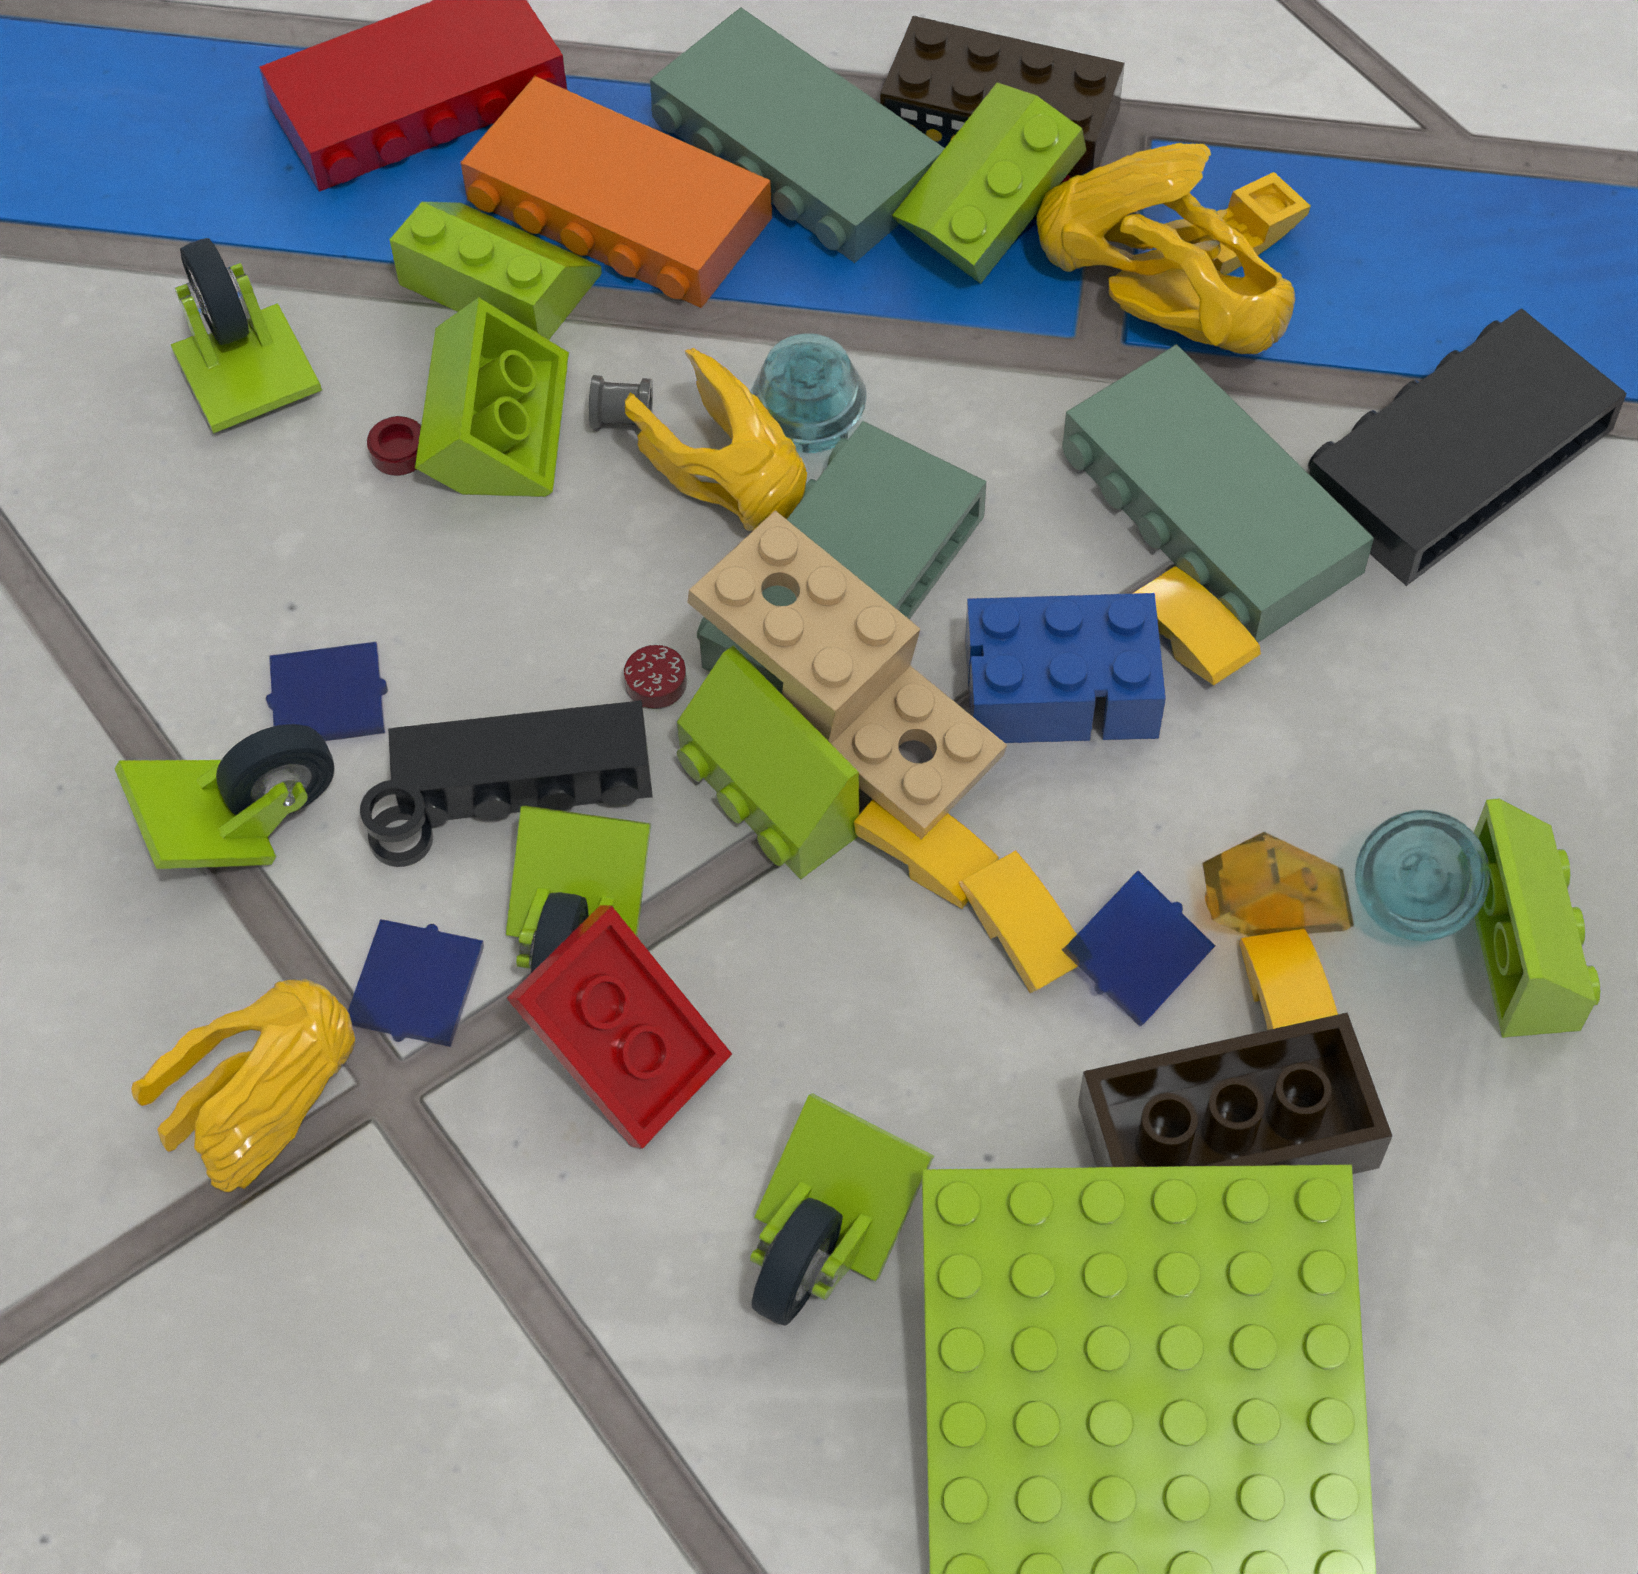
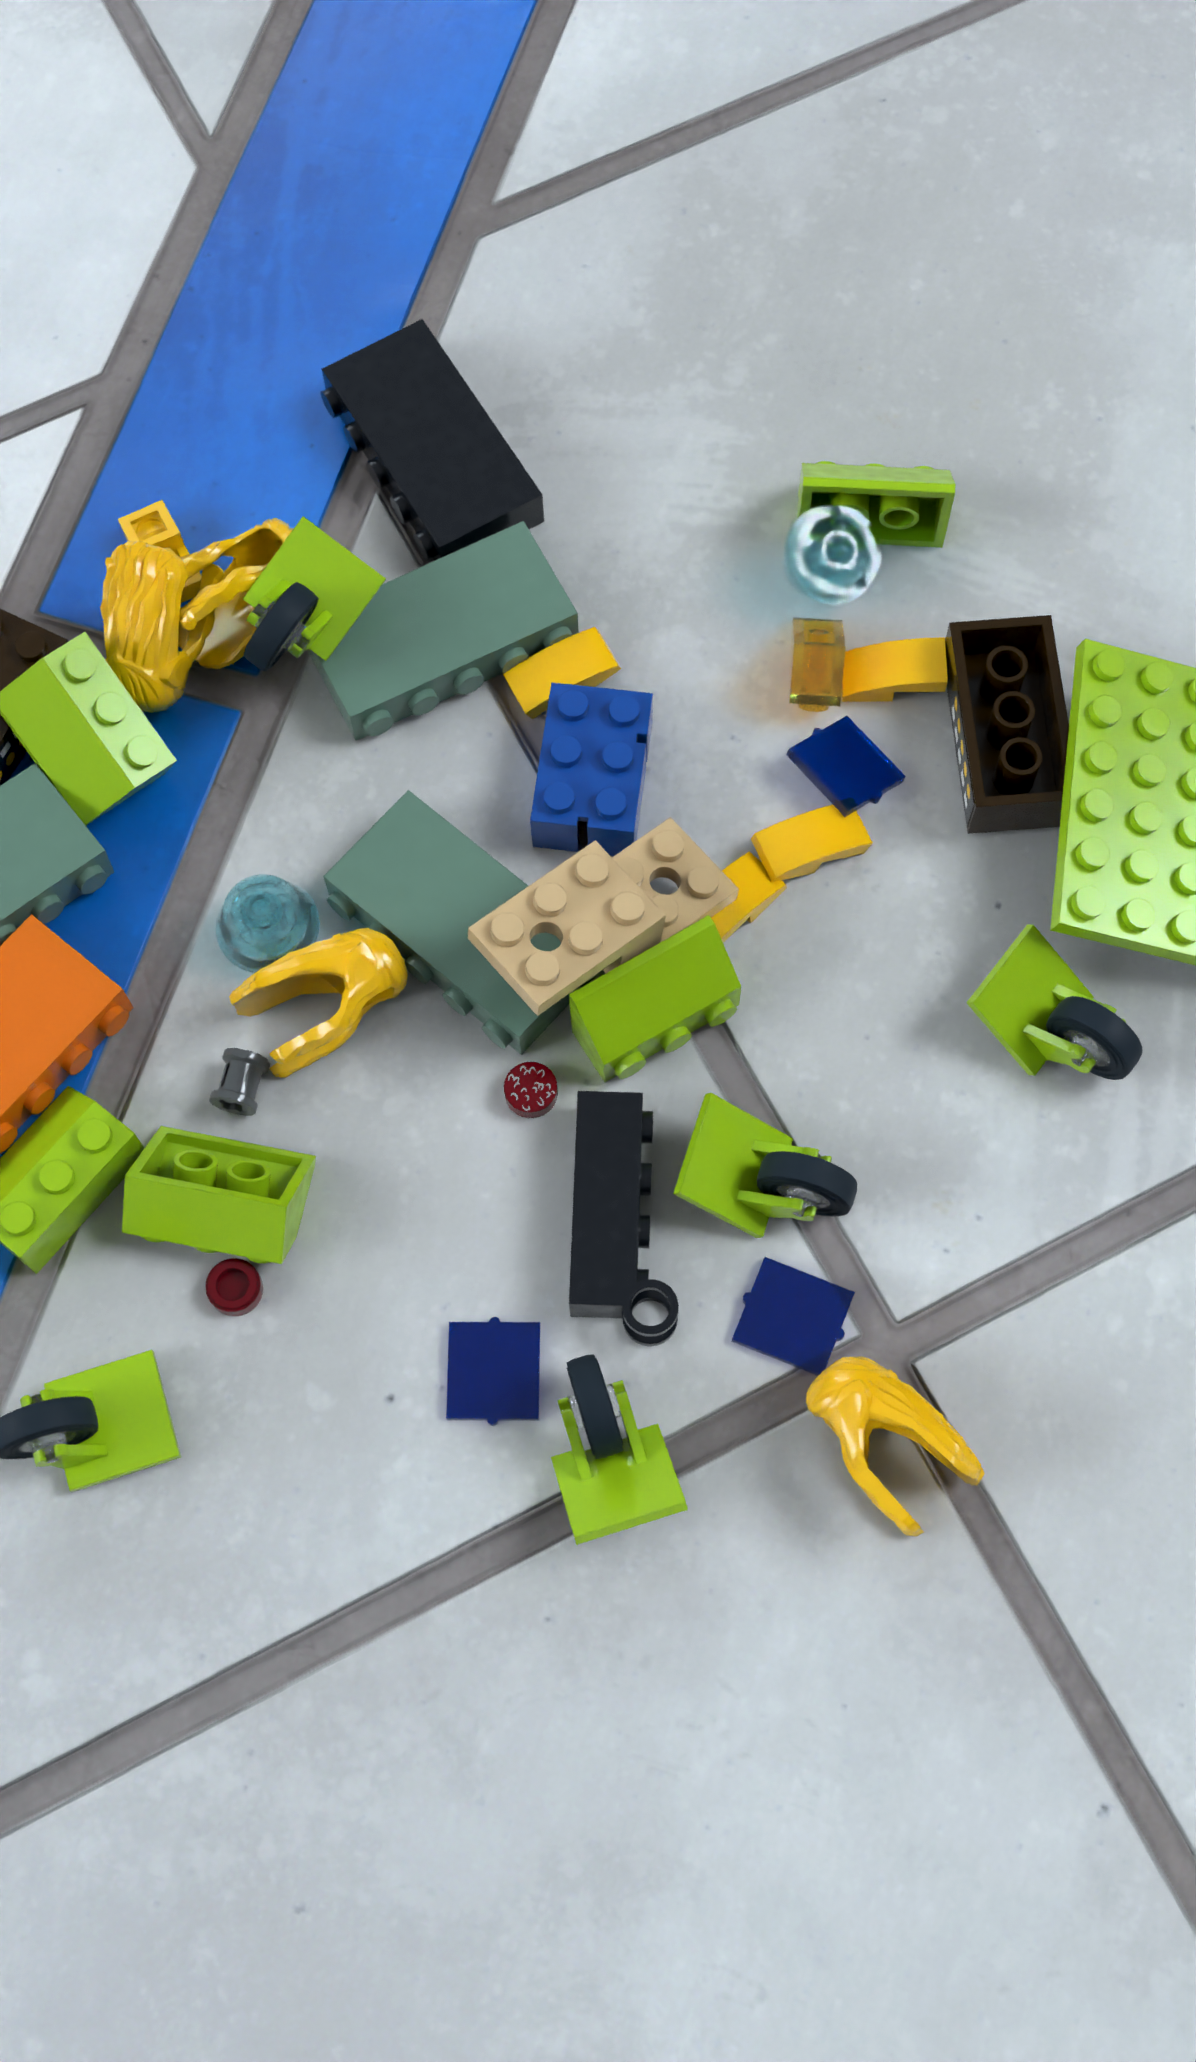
camera: 80 degrees left, 10 degrees up
(620, 1026) = (886, 1140): red plate -> none
(1182, 323) = (307, 597): none -> lime plate

